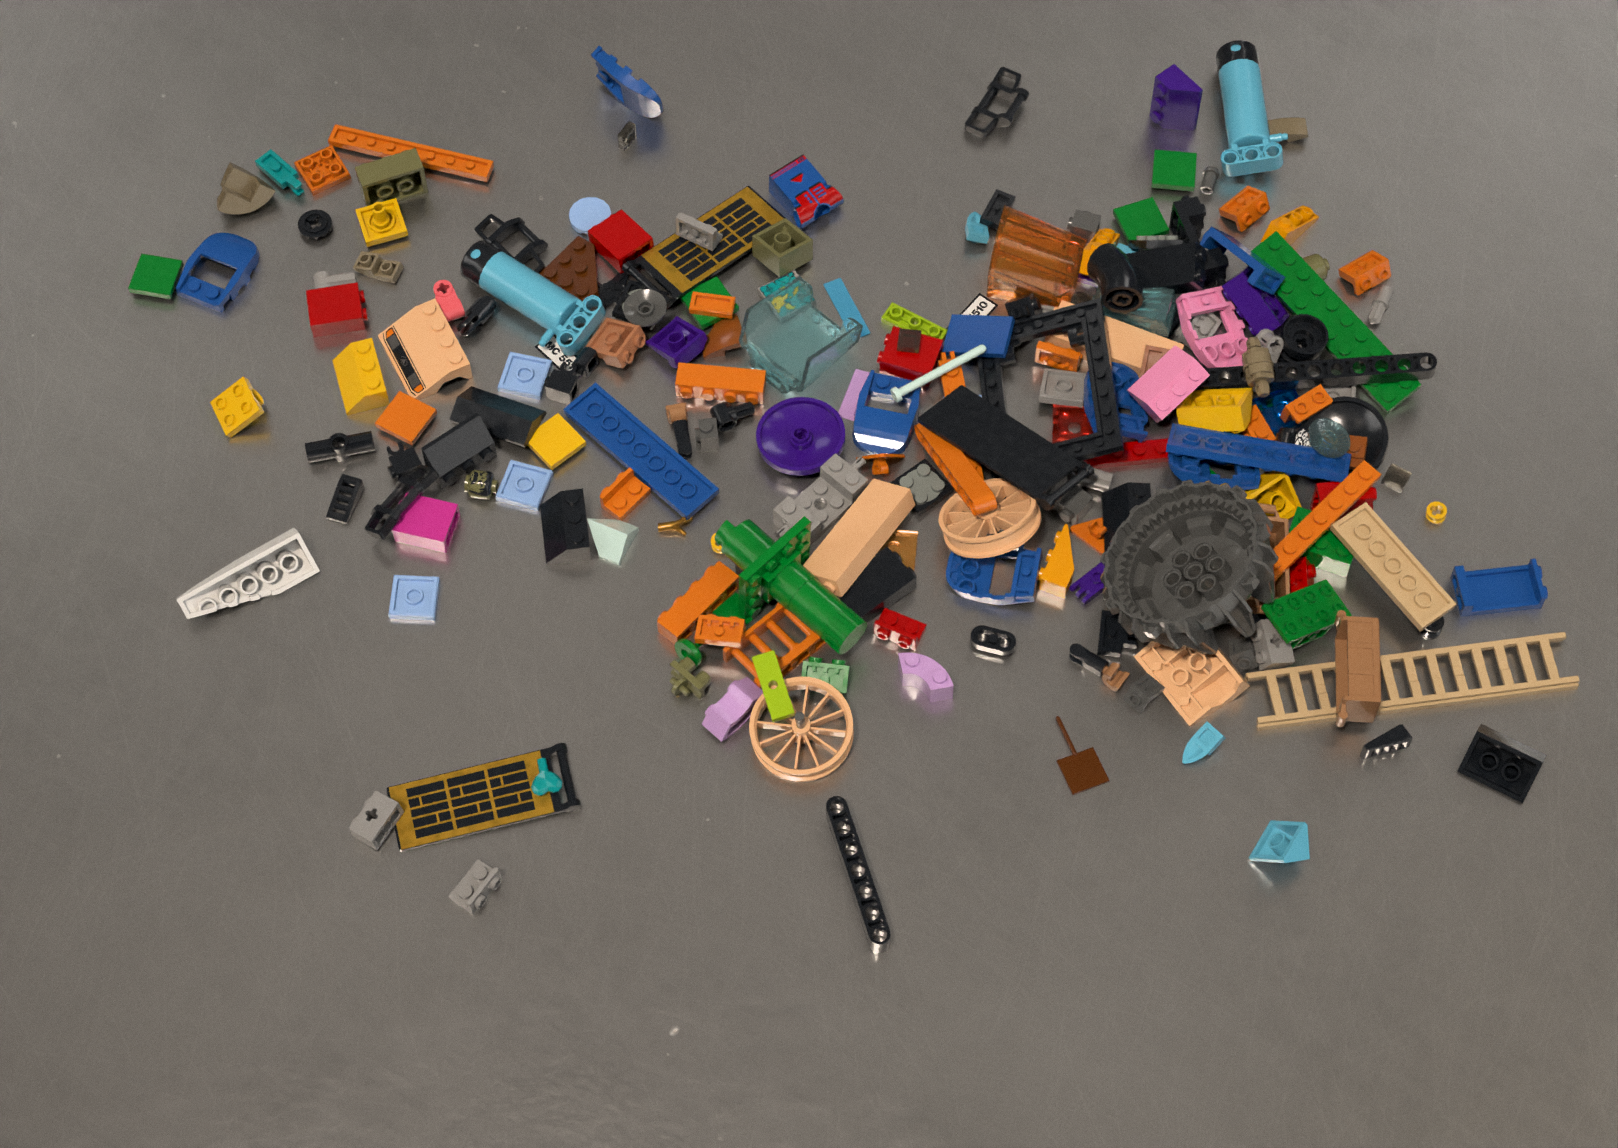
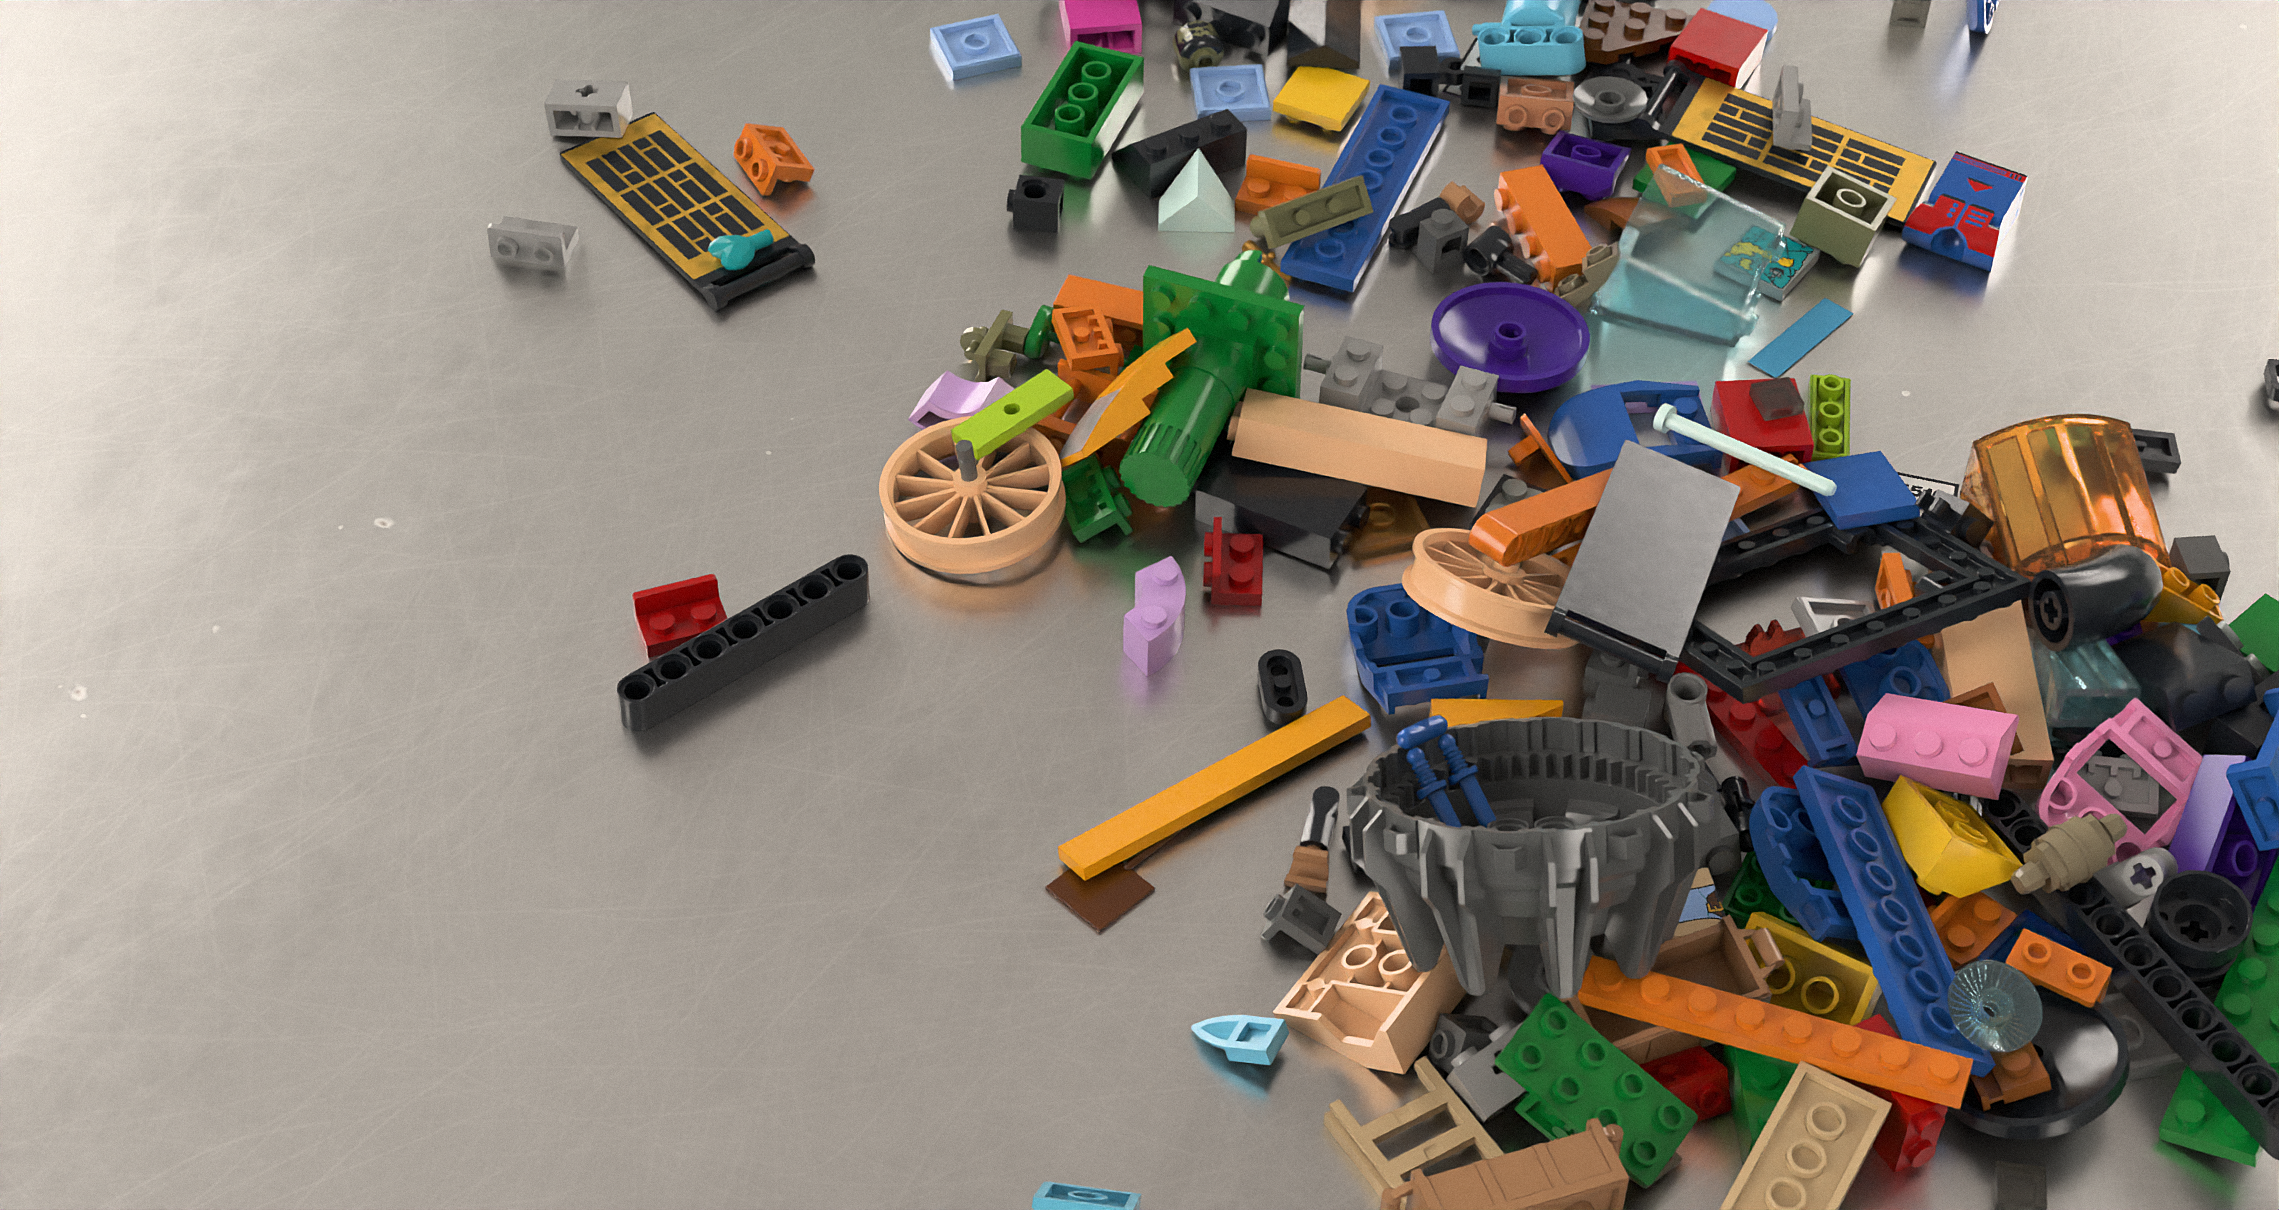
camera: 65 degrees right, 15 degrees down
(467, 738) = (770, 155): none -> orange bracket
(514, 562) = (1082, 110): none -> green brick
(576, 607) = (1037, 203): none -> black brick
(666, 487) = (1312, 212): none -> olive piece
(779, 379) = (1596, 269): none -> dark tan slope
(796, 629) = (1122, 401): none -> light orange slope
(824, 900) = (677, 612): none -> red bracket
(1045, 696) = (1213, 787): none -> light orange tile
(1117, 582) = (1425, 731): none -> blue piece
(1155, 481) = (1737, 799): none -> black pin

